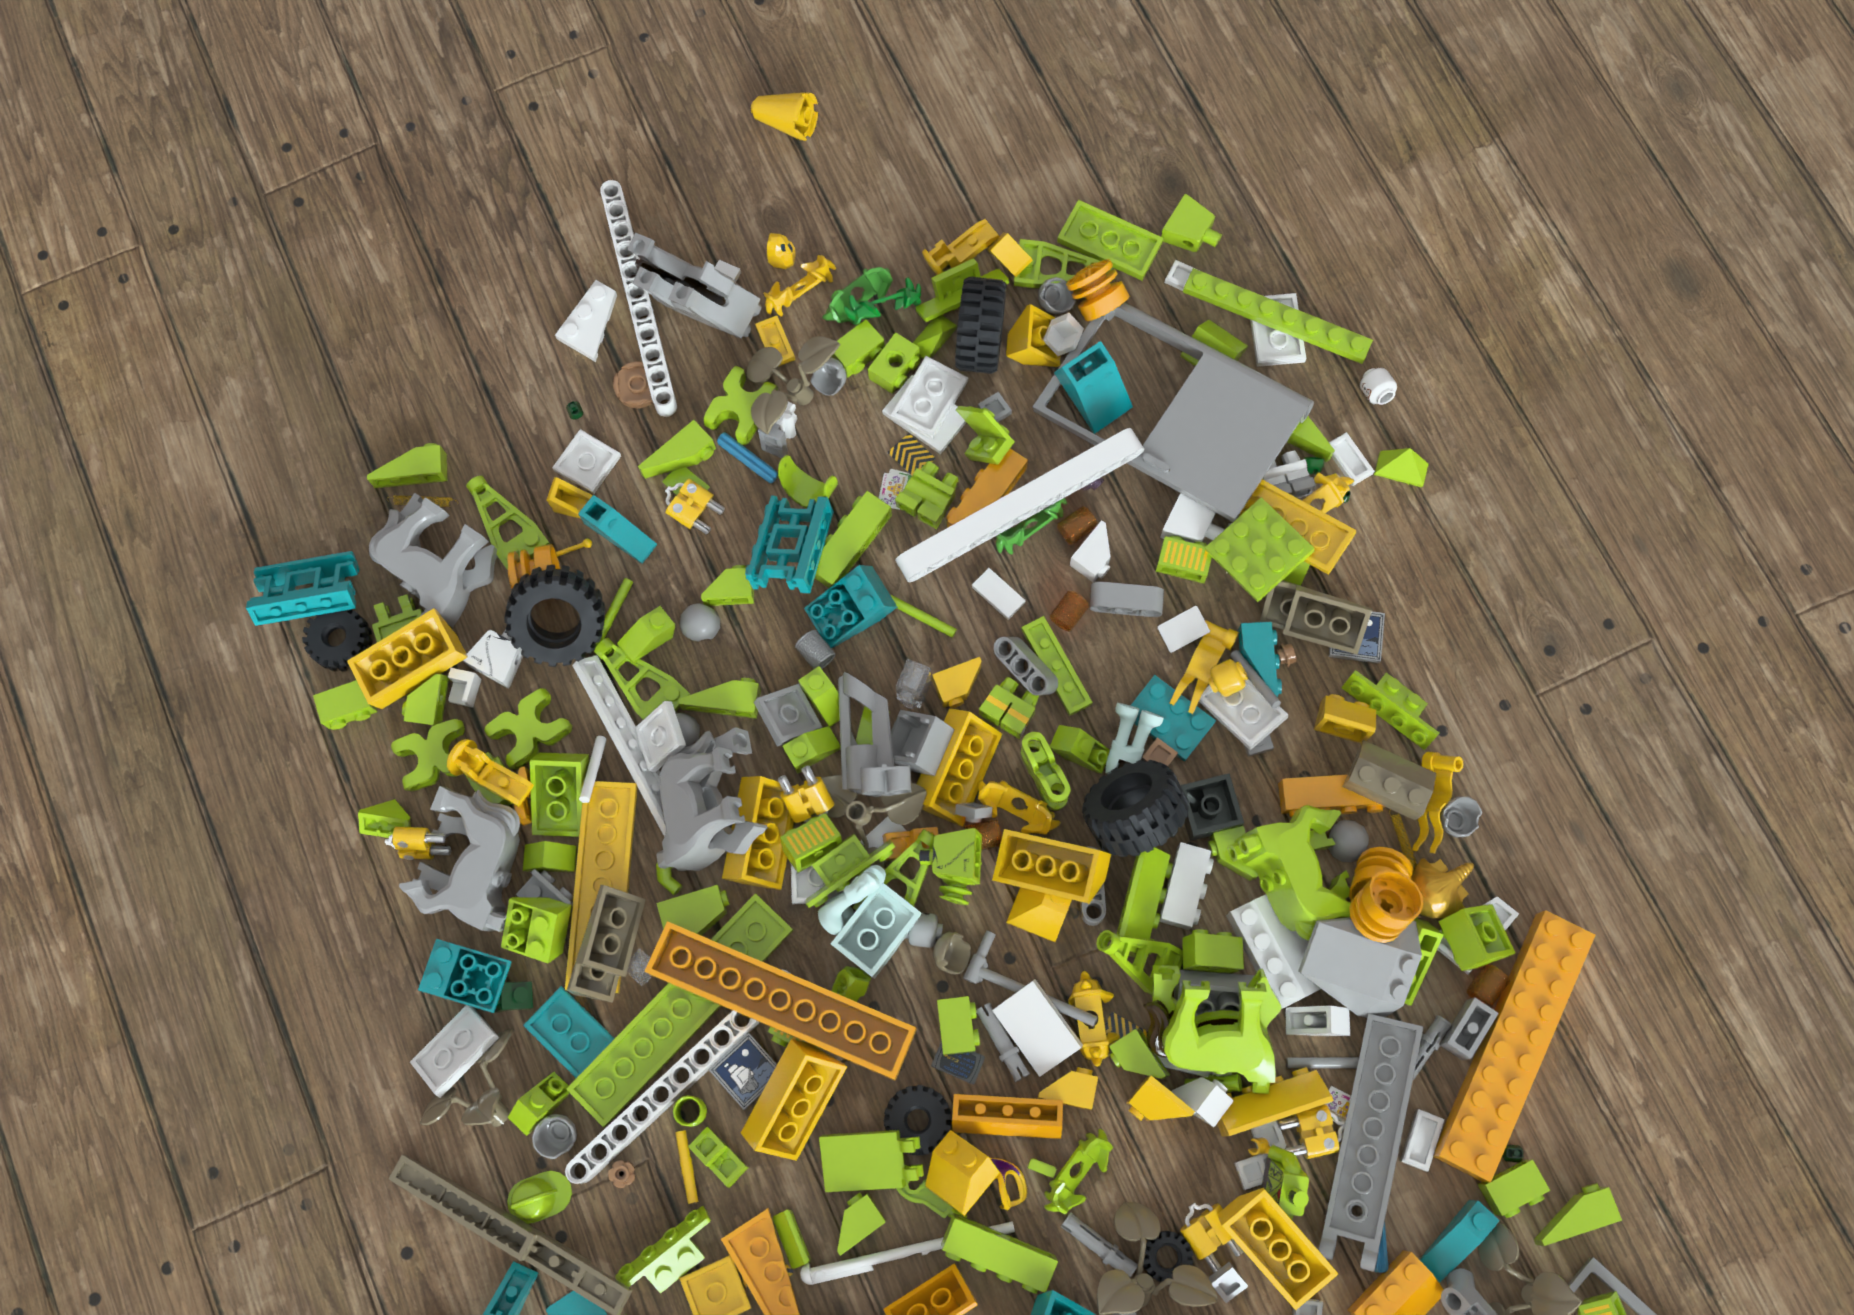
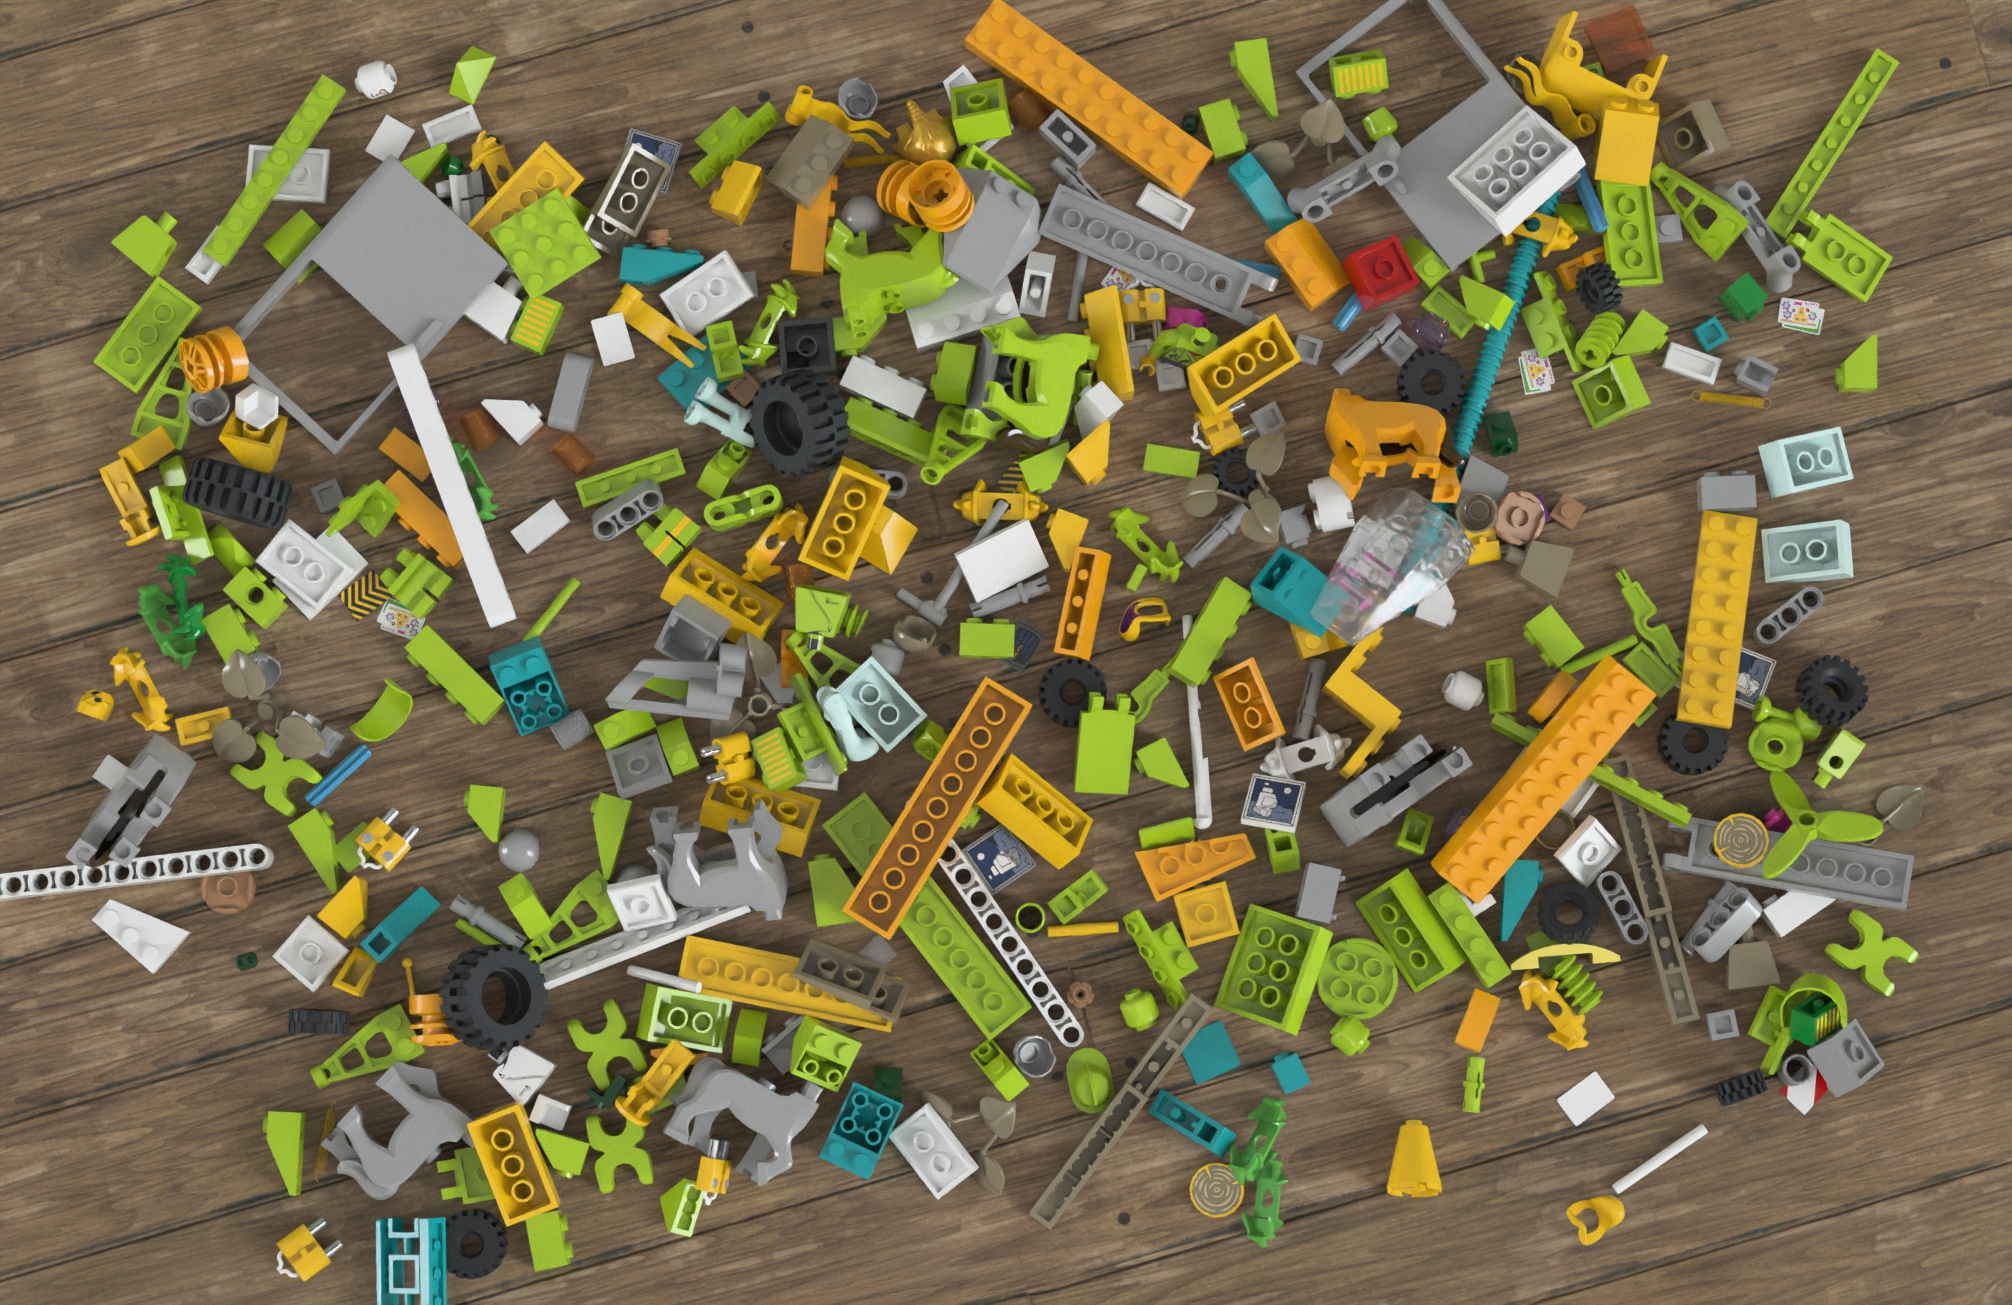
camera: 85 degrees left, 10 degrees up
(321, 497) = (304, 1252): none -> yellow piece
(486, 742) = (617, 1088): none -> dark green bracket
(522, 473) = (319, 1021): none -> black tyre
(568, 1031) = (932, 1033): teal tile -> none
(611, 1237) = (1139, 1009): none -> lime head
(626, 482) = (348, 909): none -> yellow slope
(633, 598) = (488, 923): none -> light grey pin
(666, 880) = (791, 917): lime arm -> none
(807, 550) = (456, 718): teal fence -> none
(913, 684) = (629, 629): clear brick -> none
(955, 683) = (633, 586): yellow slope -> none
(959, 1172) = (1129, 657): yellow slope -> none
(973, 811) = (773, 588): light grey plate -> none
(1045, 461) = (406, 454): none -> light orange slope
(1095, 387) = (325, 383): teal slope -> none
(1166, 1186) = (1171, 461): none -> lime tile
(1191, 730) = (725, 351): none -> lime slope
(1202, 760) = (757, 344): none -> lime piece
(1228, 678) = (676, 303): yellow head -> none
(1256, 680) = (680, 275): light grey bar -> none
(1316, 1185) = (1177, 316): none -> dark pink bracket
(1327, 409) = (389, 139): none -> white sticker

